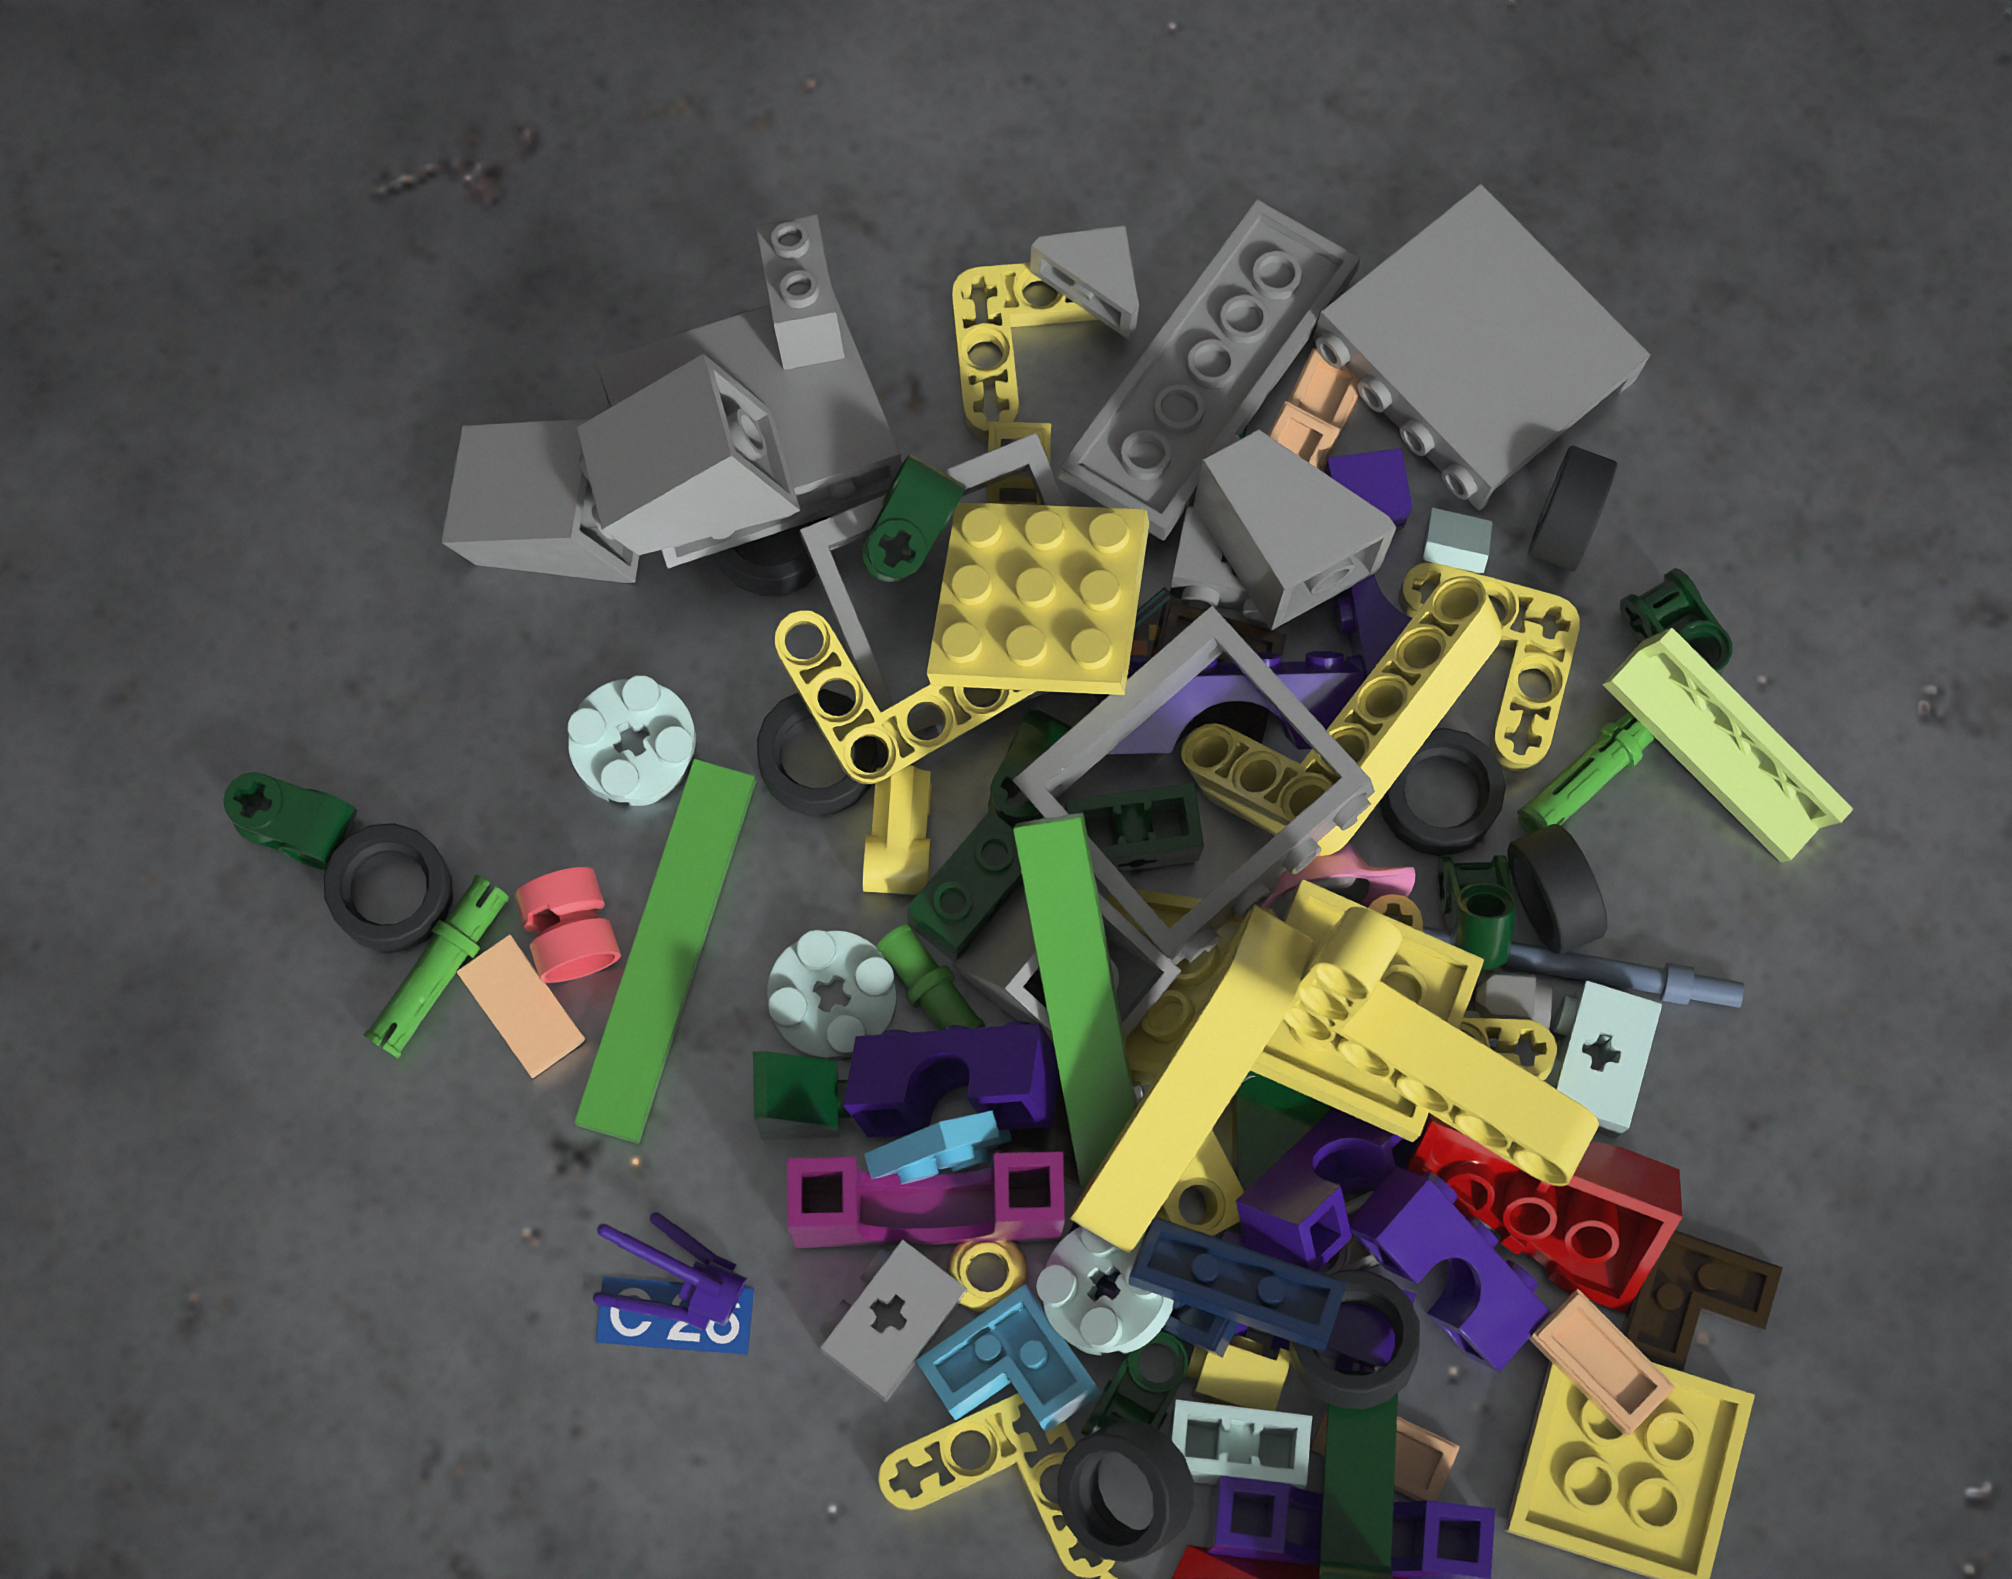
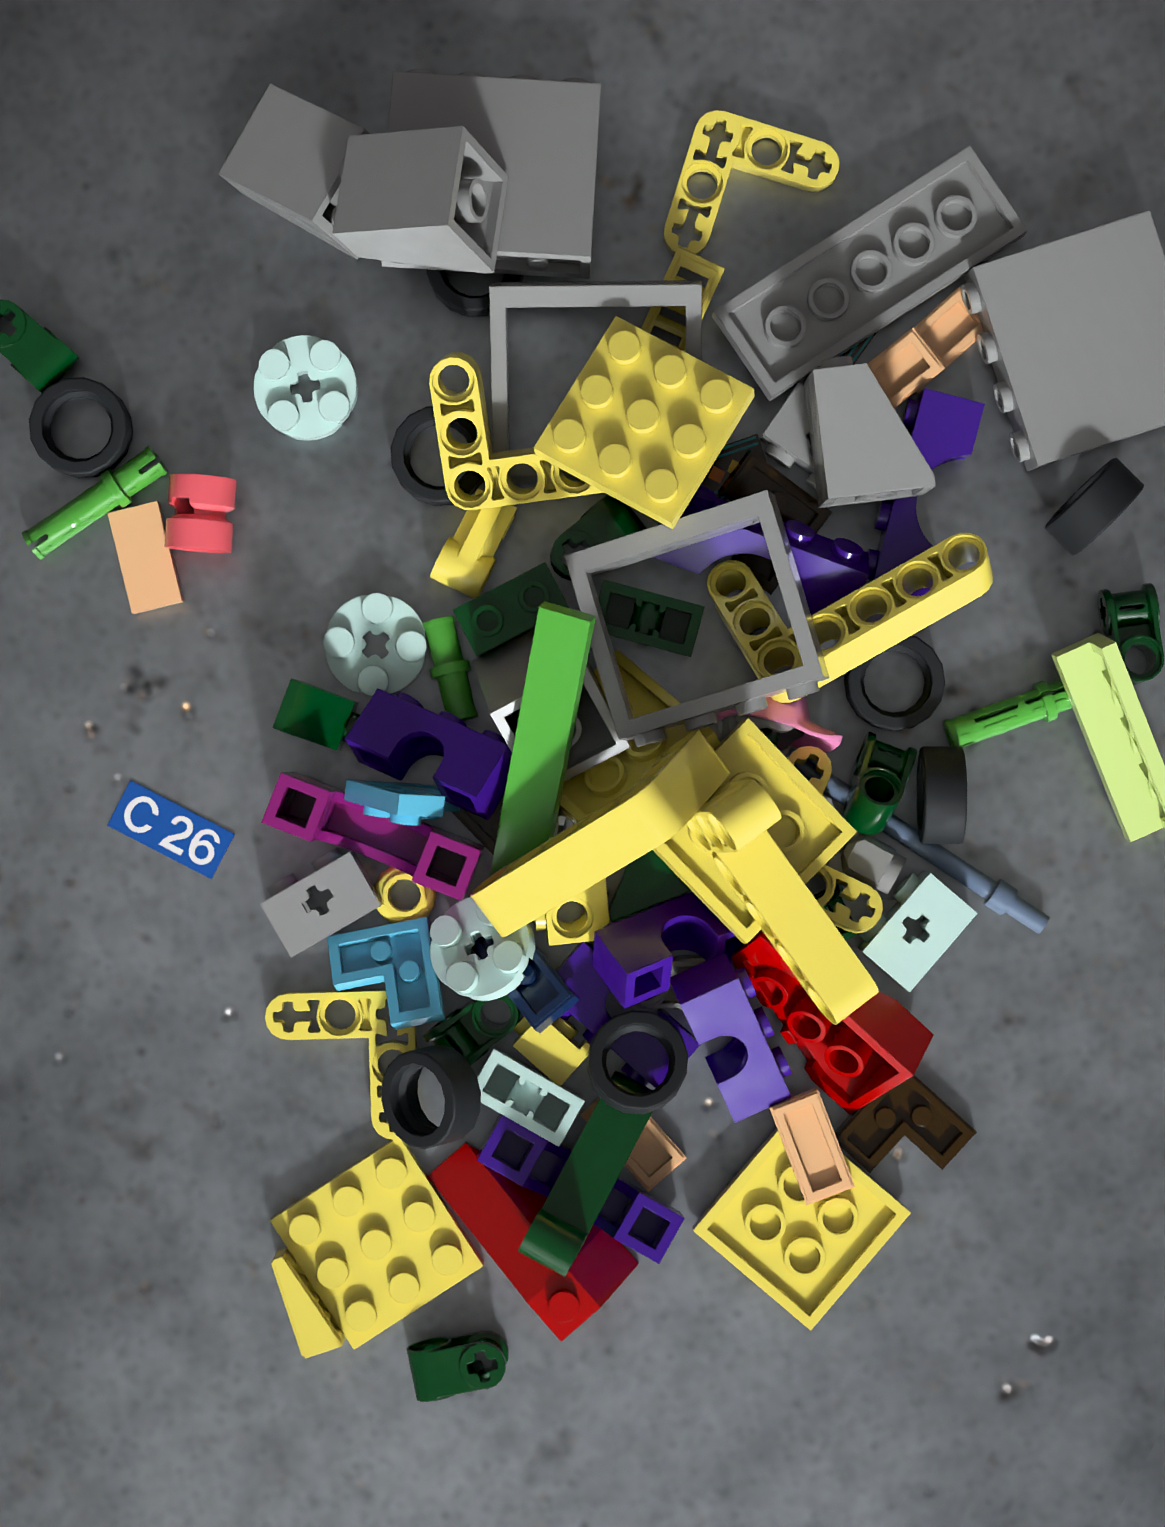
camera: 30 degrees right, 15 degrees up
(665, 952) = (269, 558): bright green tile -> none
(709, 1288) = (200, 825): dark purple plant -> none
(800, 292) = (569, 86): light grey brick -> none
(916, 512) = (581, 310): dark green piece -> none
(1092, 272) = (811, 159): light grey slope -> none
(1238, 1283) = (569, 992): dark blue tile -> none
(1457, 540) = (997, 490): light aqua tile -> none
(1529, 652) = (1011, 599): light yellow beam -> none

